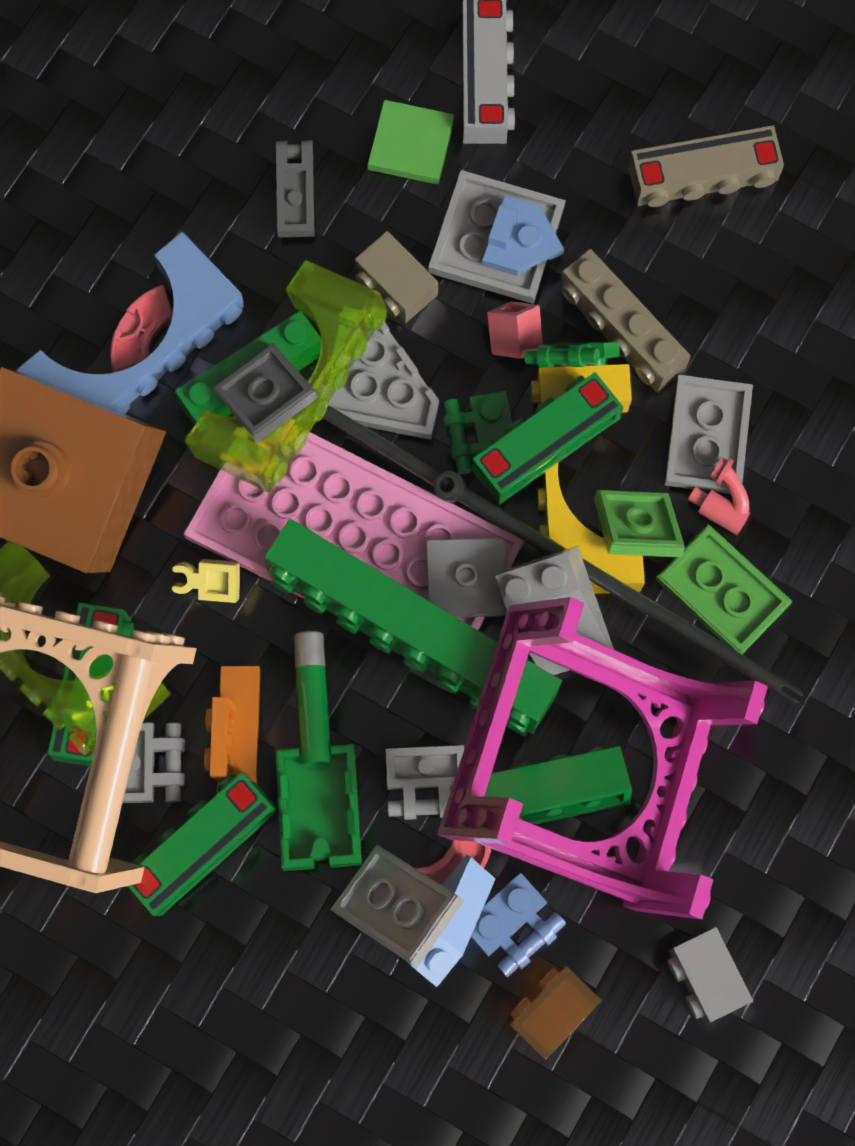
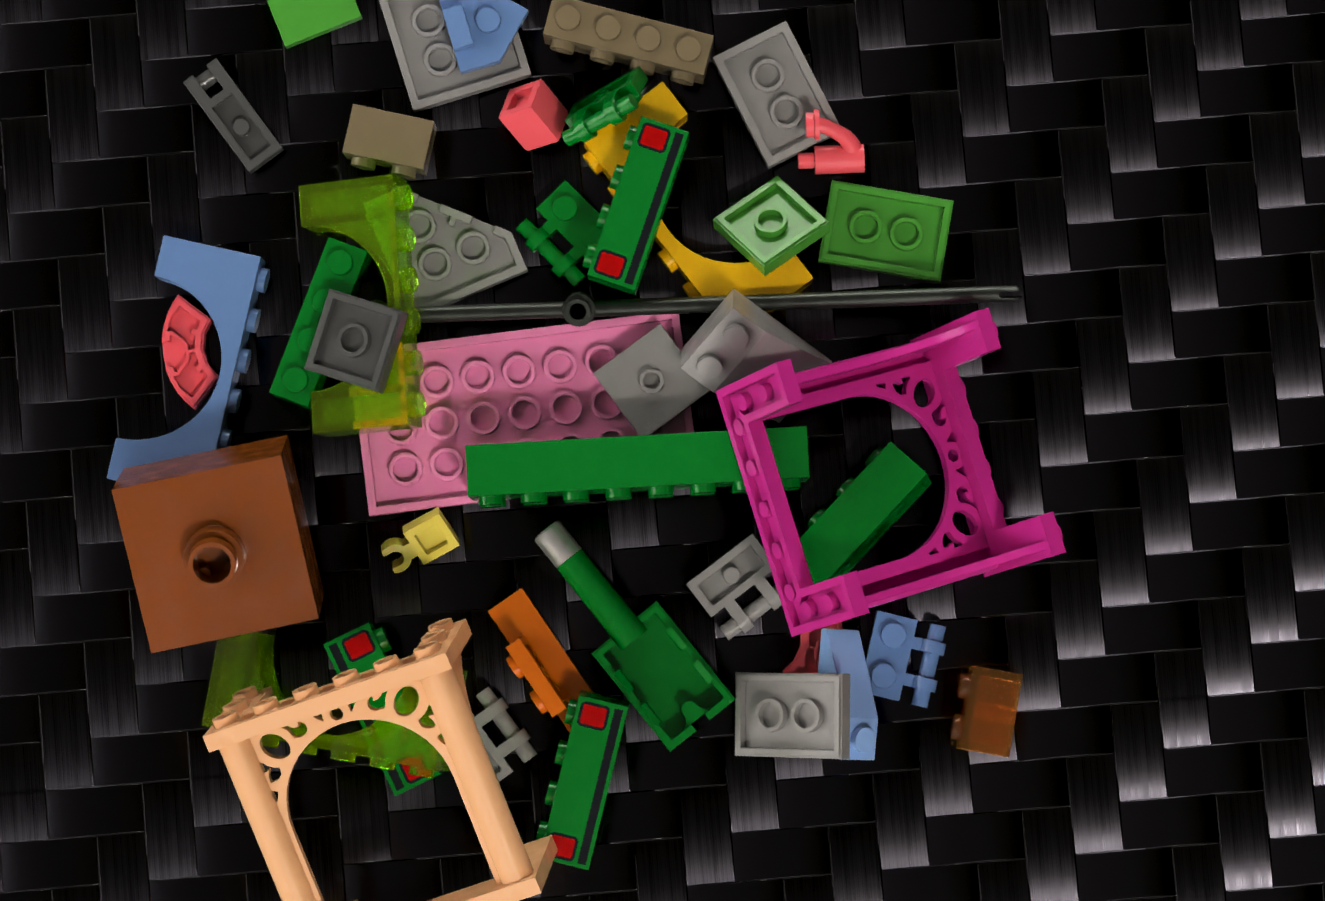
camera: 30 degrees left, 10 degrees up
(709, 976) = (1099, 587): light grey brick -> none

